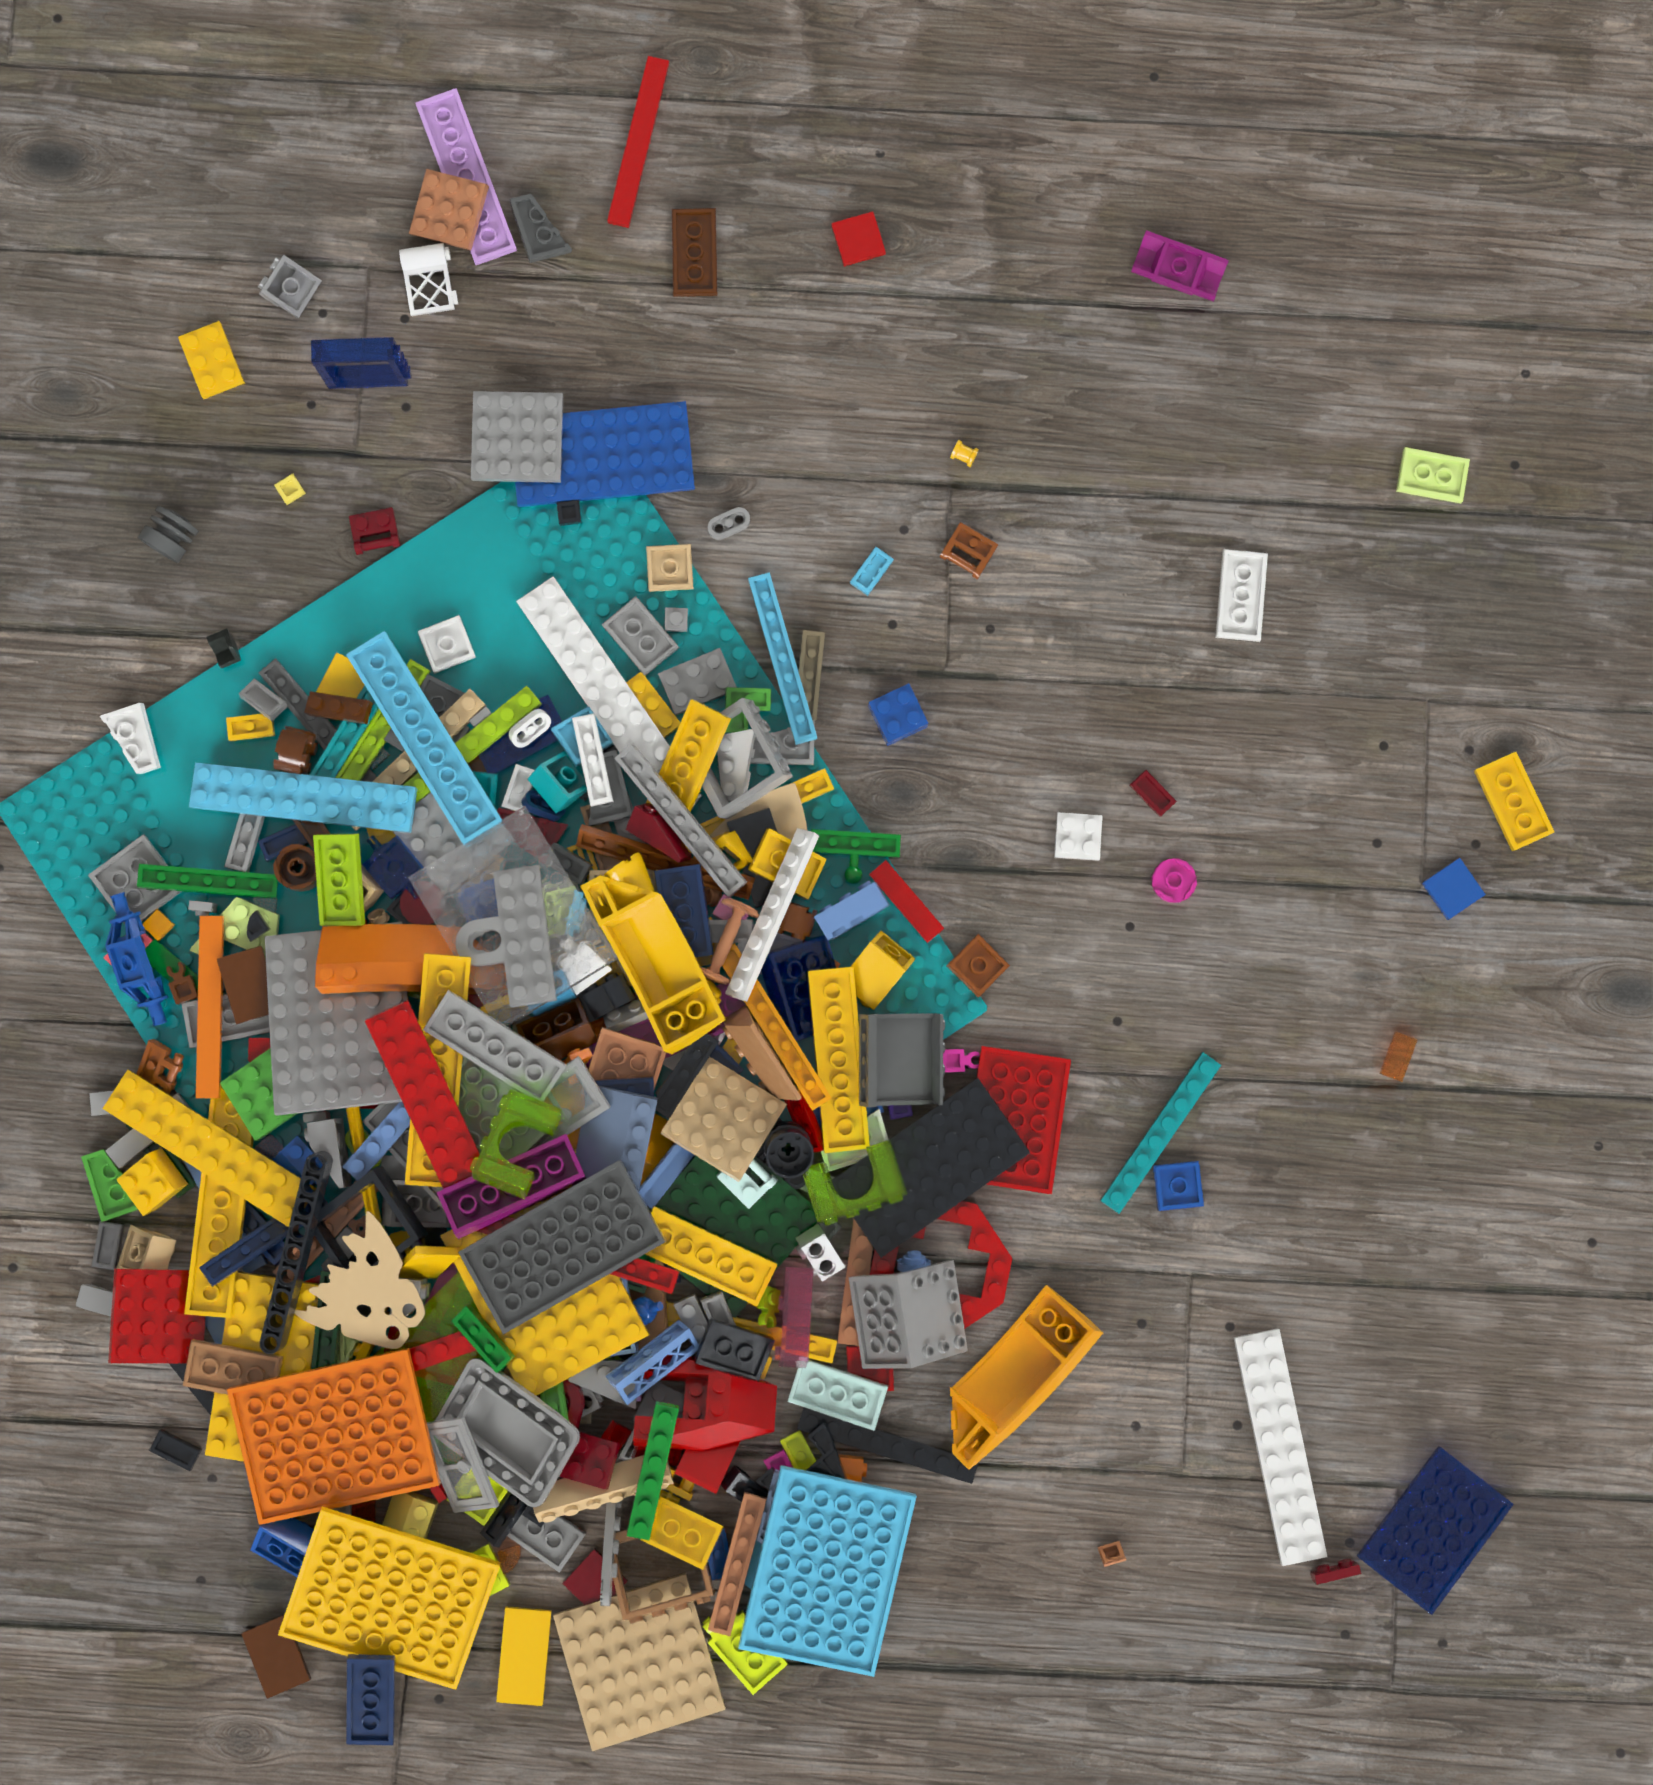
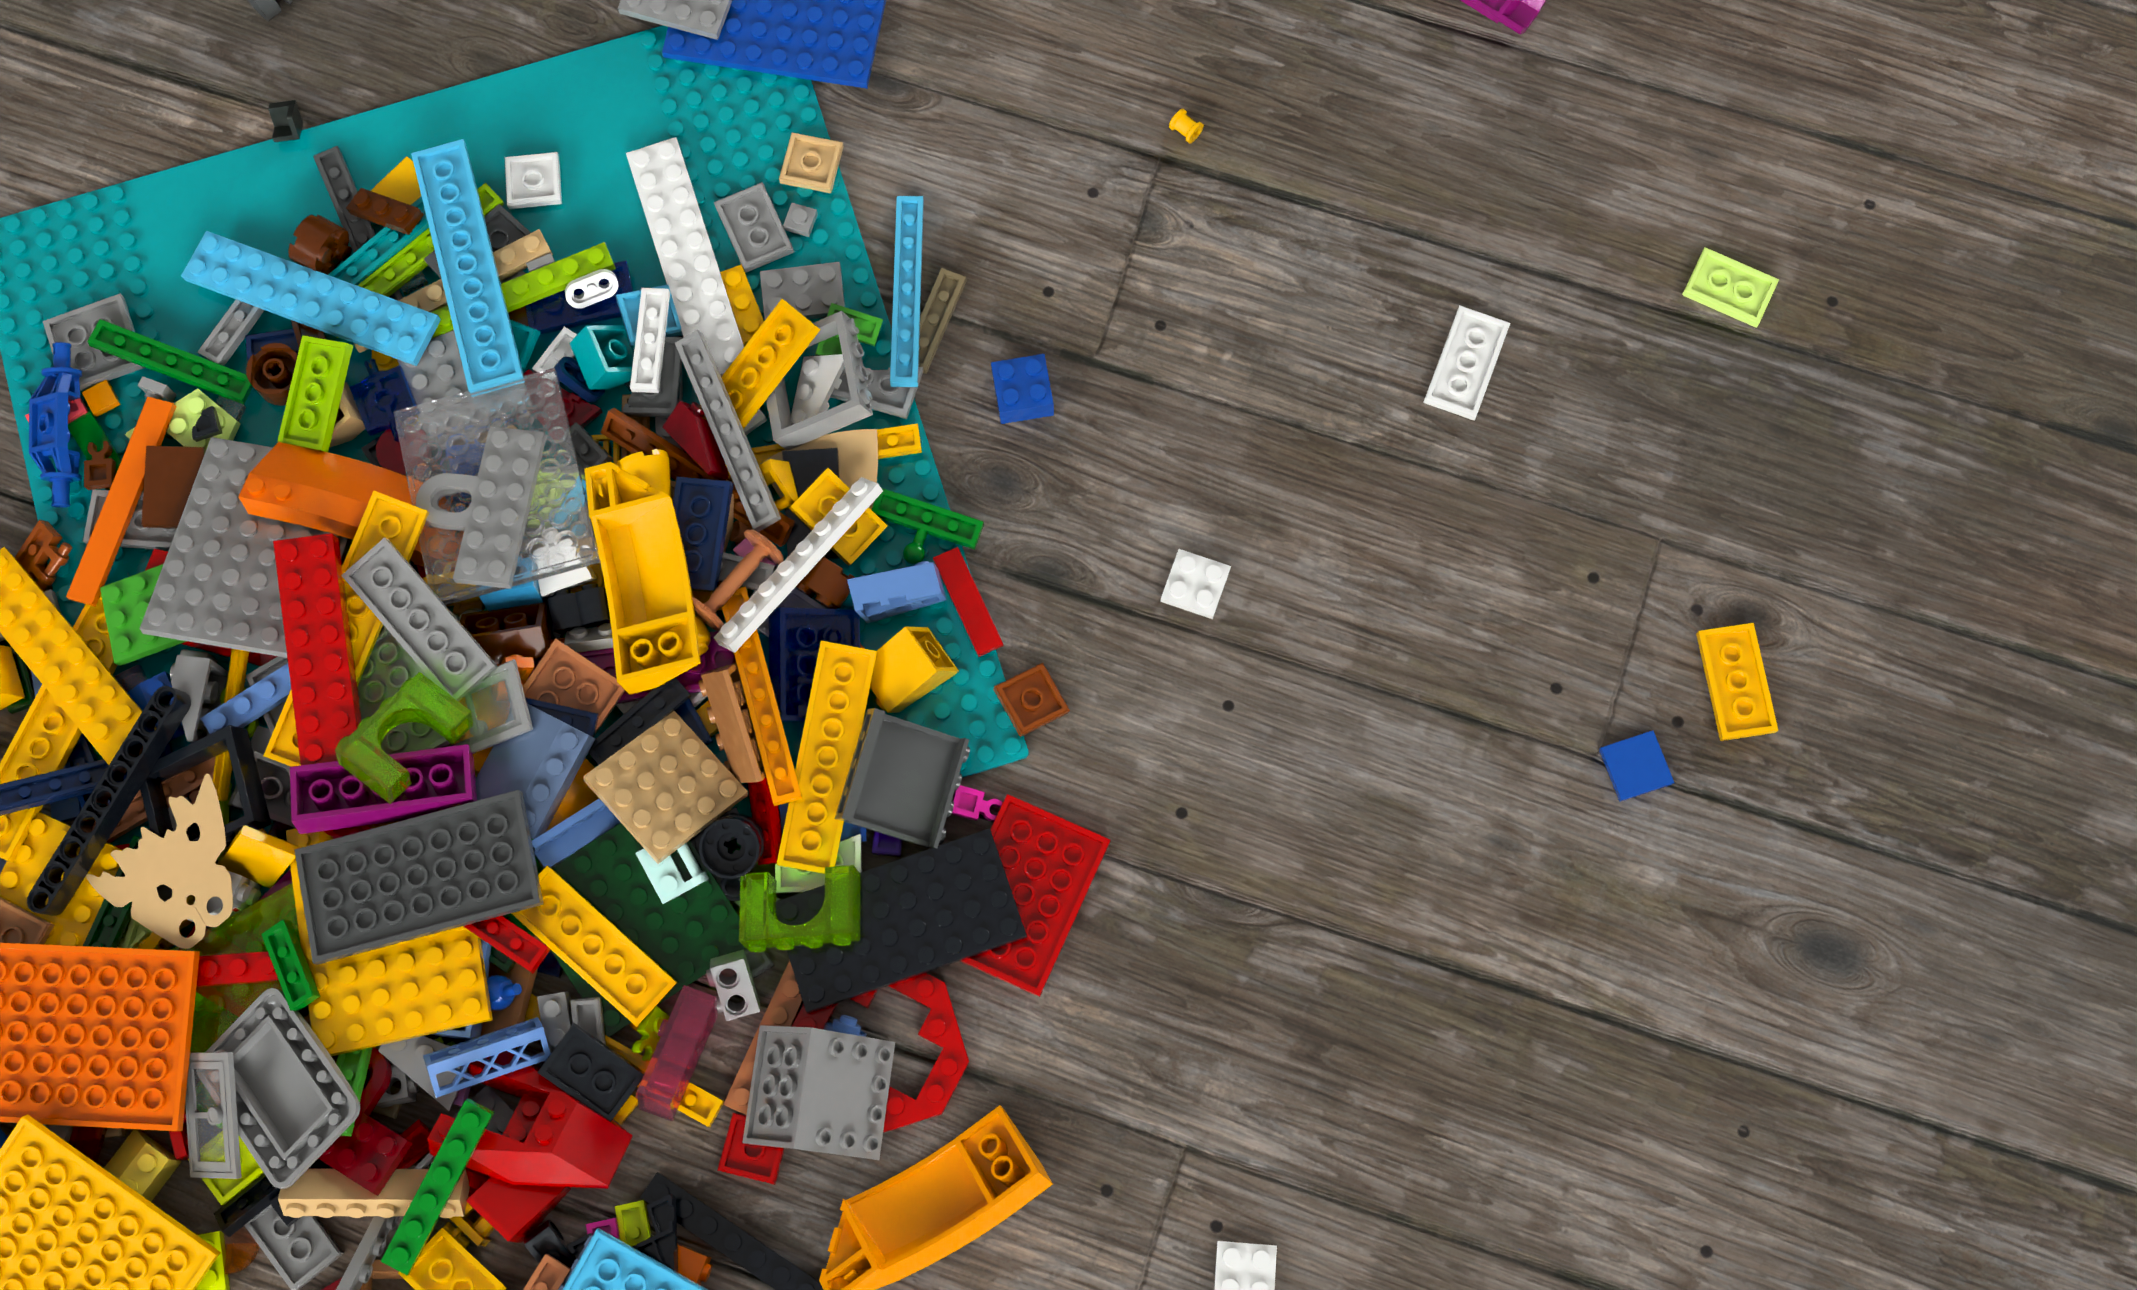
camera: 25 degrees right, 10 degrees down
(134, 735) = (152, 188): white wing -> none
(249, 727) = (281, 210): yellow plate -> none
(263, 699) = (306, 184): light grey tile -> none
(373, 524) = (497, 36): dark red plate -> none
(378, 916) = (351, 452): tan plate -> none
(569, 512) = (717, 76): black tile -> none
(727, 521) = (894, 133): light grey plate -> none
(838, 1394) = (704, 1167): light aqua tile -> none
(871, 571) = (1041, 225): medium azure plate -> none
(972, 544) = (1166, 225): dark orange plate -> none
(1152, 793) = (1299, 558): dark red tile -> none
(1160, 1132) = (1195, 960): teal plate -> none
(1174, 880) = (1296, 665): dark pink tile -> none
(1178, 1185) = (1200, 1031): blue tile -> none
(1398, 1056) = (1516, 949): clear orange tile -> none

